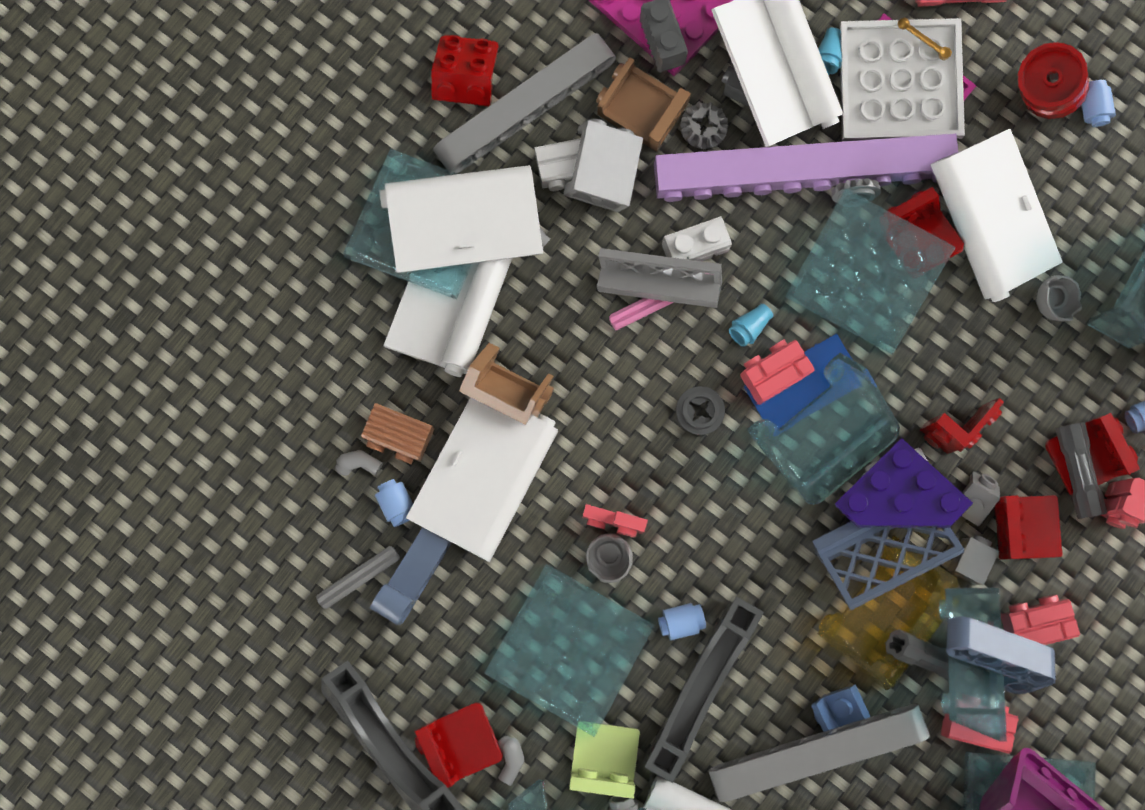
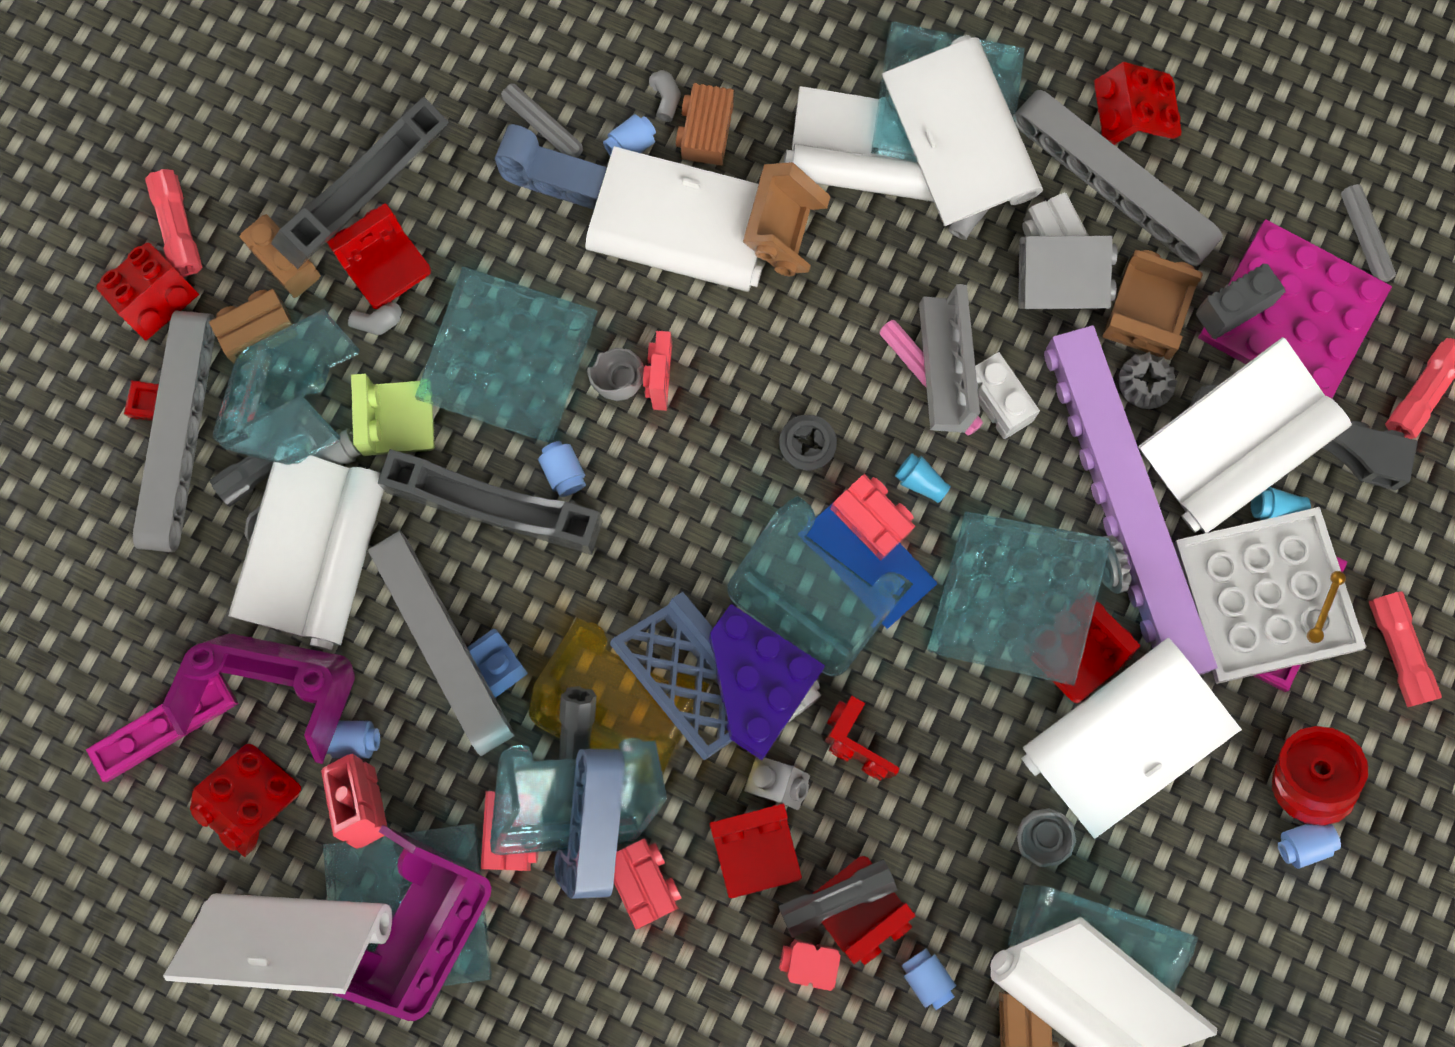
camera: 80 degrees right, 5 degrees down
(976, 560) = (702, 789): light grey brick -> none

